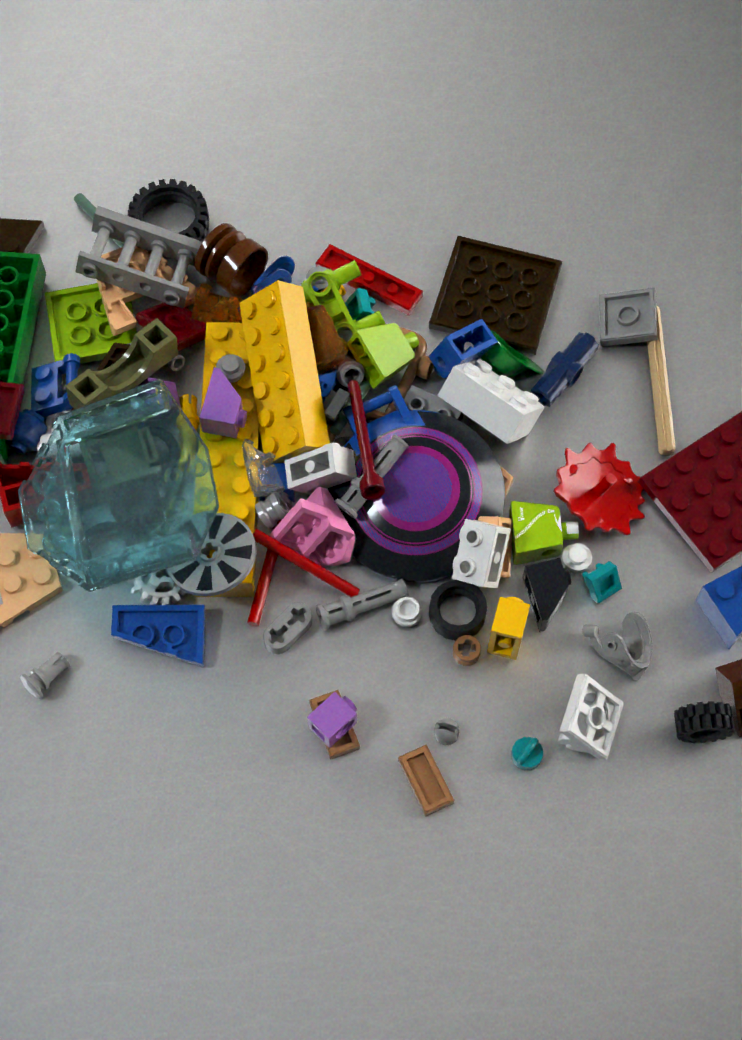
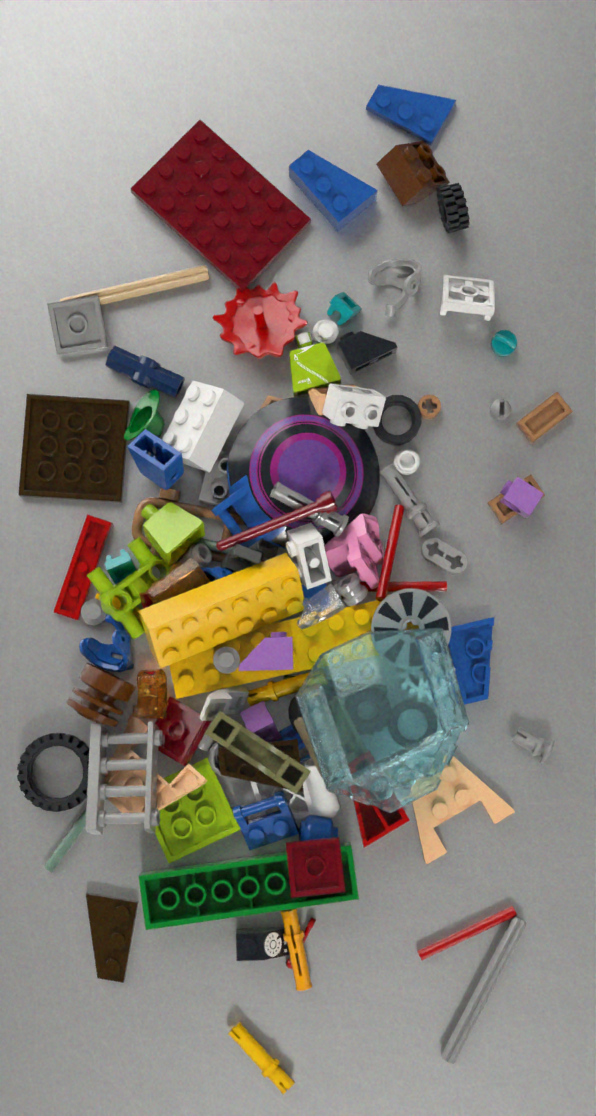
camera: 105 degrees left, 20 degrees up
(190, 365) = (226, 700): none -> white slope
(508, 627) = (410, 372): yellow brick -> none

